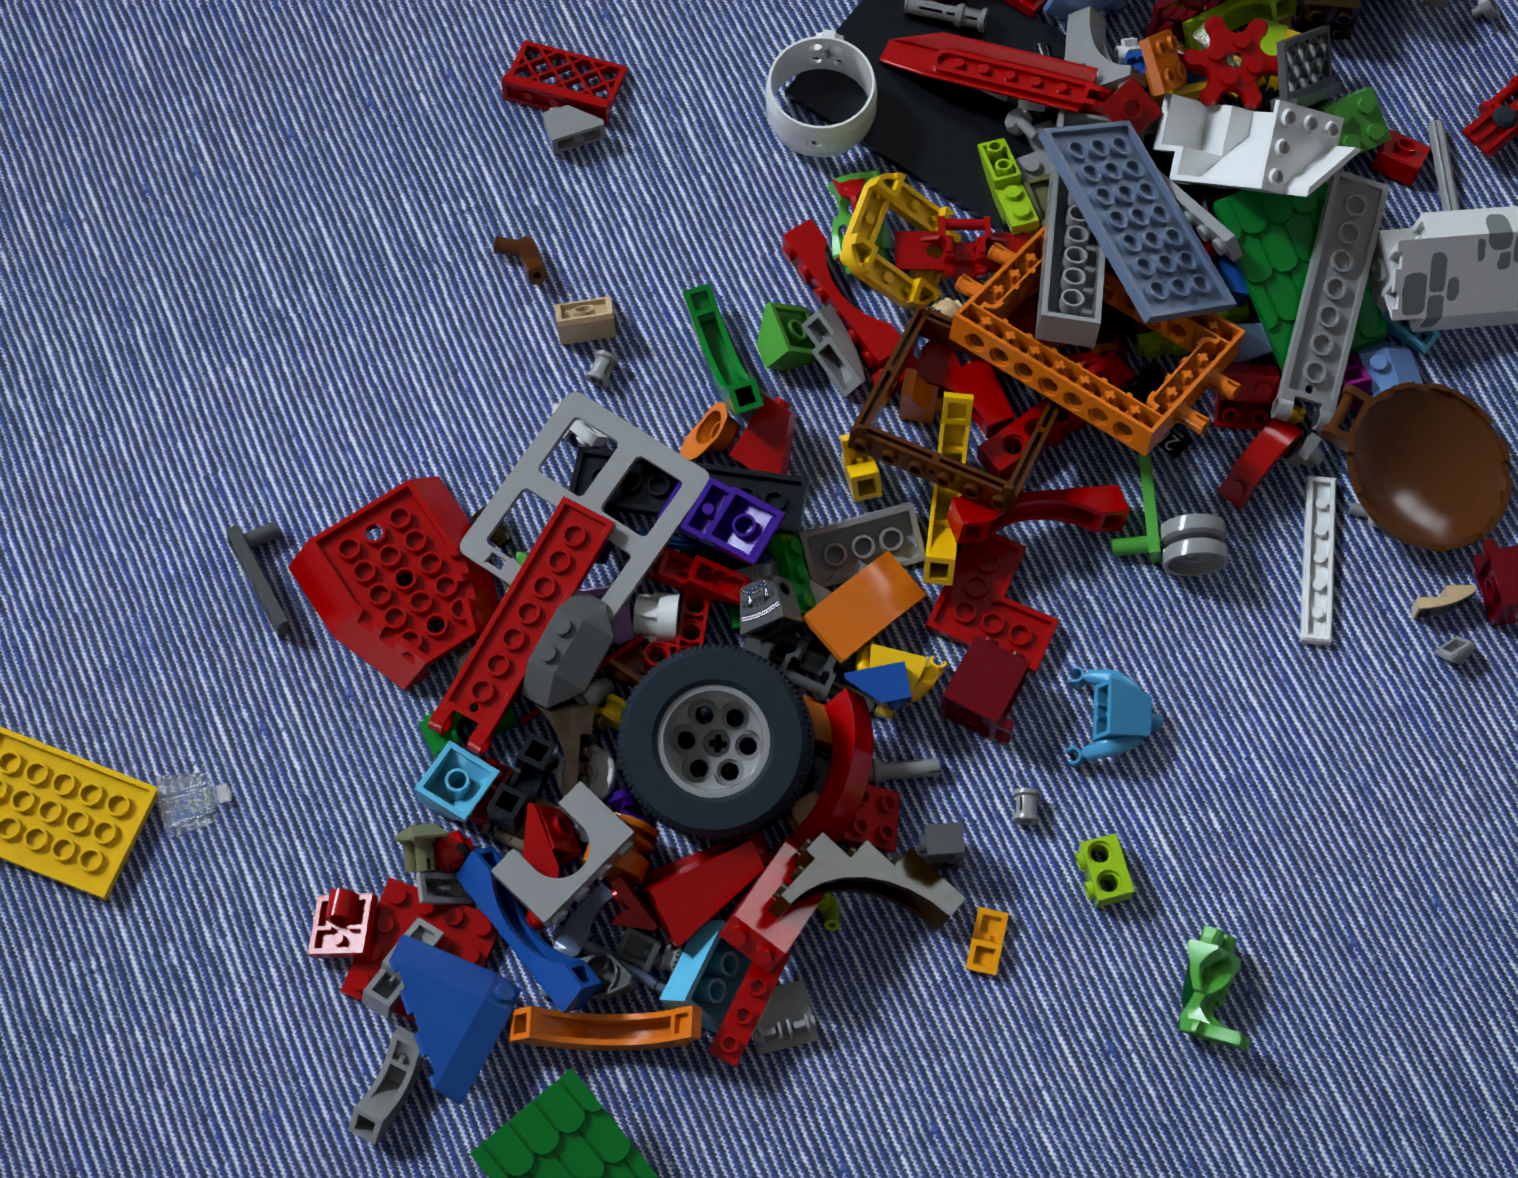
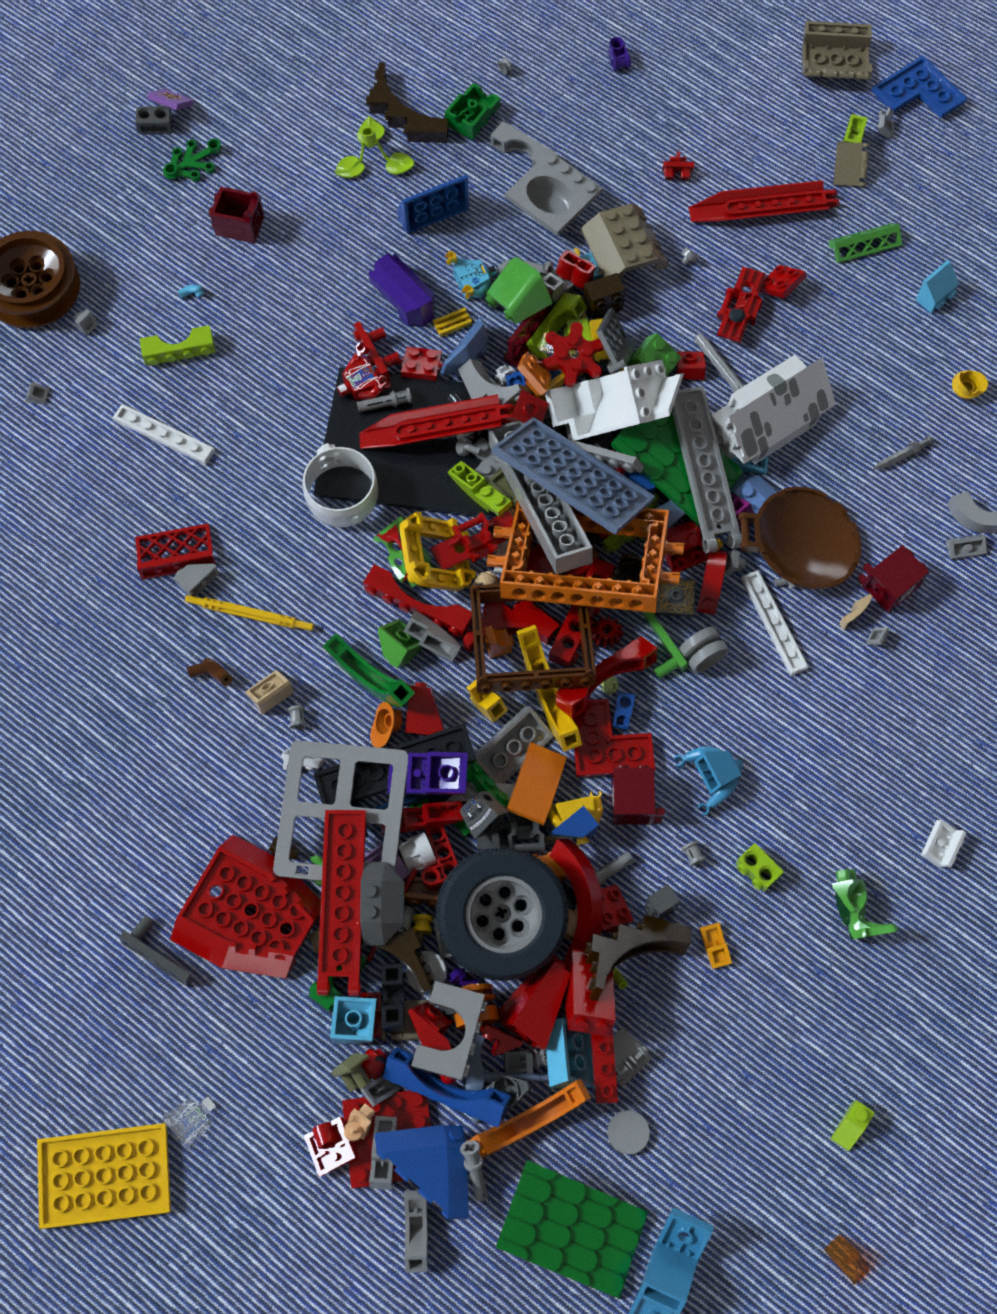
camera: 30 degrees left, 0 degrees up
(390, 912) = (358, 1123): none -> light nougat hips
(505, 1040) = (473, 1163): none -> light grey pin
(616, 206) = (248, 612): none -> yellow axle
(732, 1116) = (628, 1132): none -> light grey tile
(1038, 572) = (623, 710): none -> blue leg
(1039, 531) = (610, 685): none -> yellowish green plate
(1082, 466) = (607, 625): none -> red gear
(1198, 460) = (677, 599): none -> dark grey plate
(1383, 972) = (943, 844): none -> white bracket

